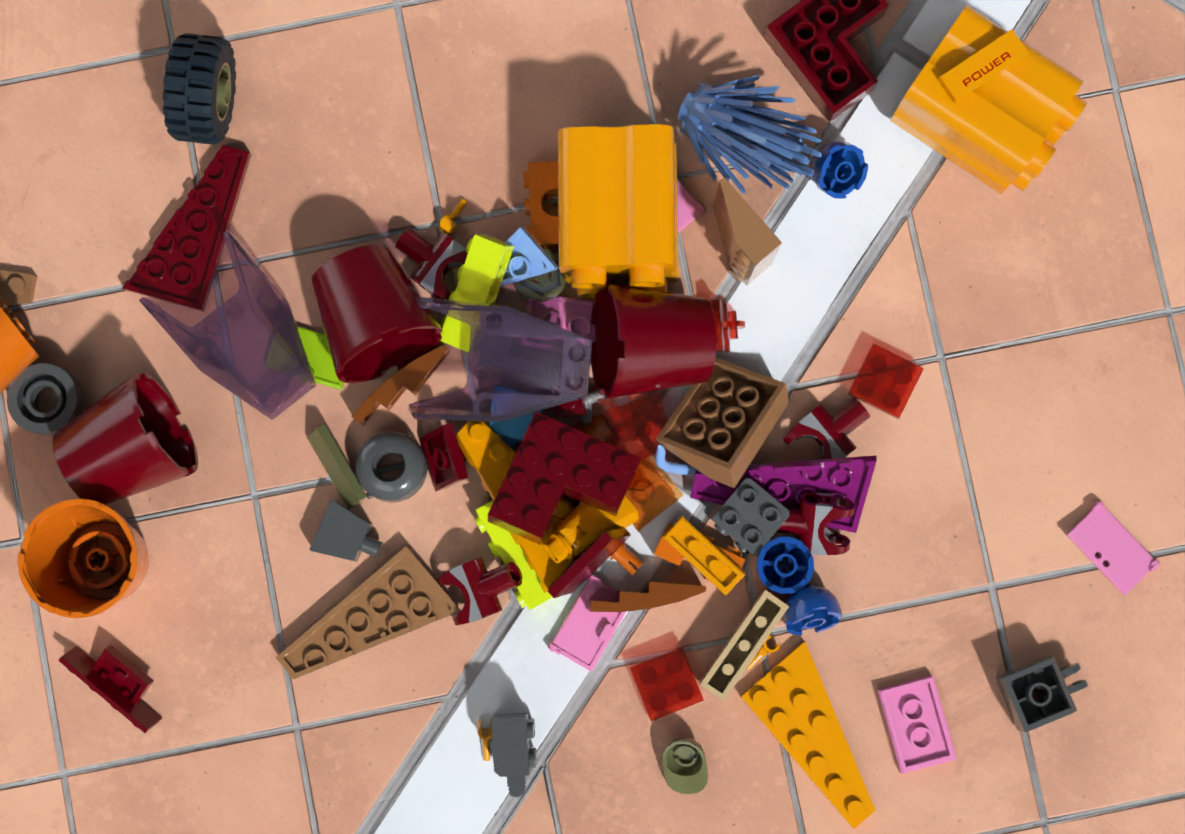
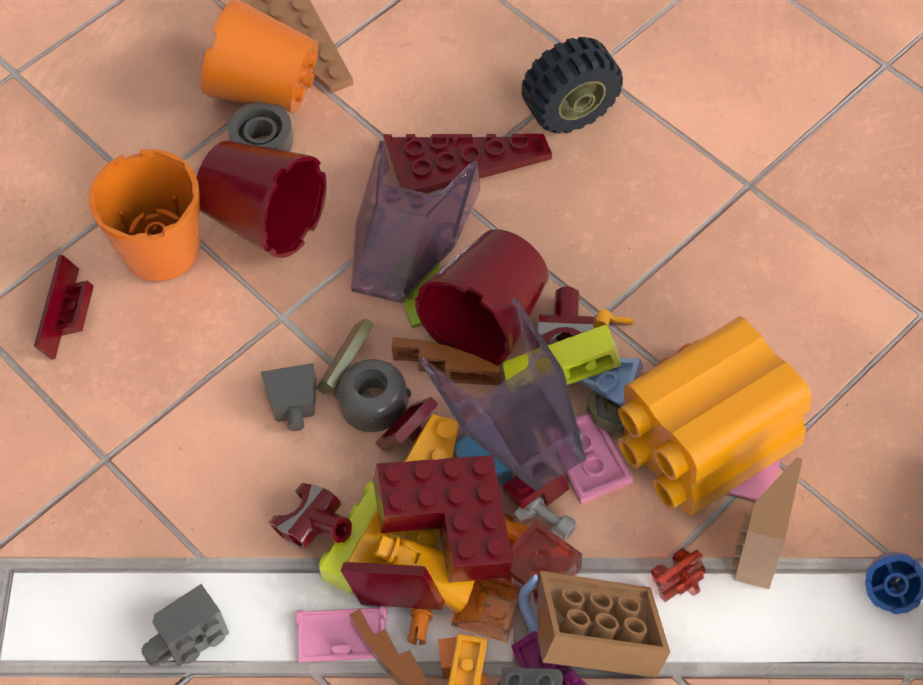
camera: 55 degrees right, 25 degrees down
(383, 607) = (248, 460): medium nougat wing -> none
(650, 340) = (622, 511): dark red cone -> none
(743, 133) = (858, 466): medium blue plant -> none

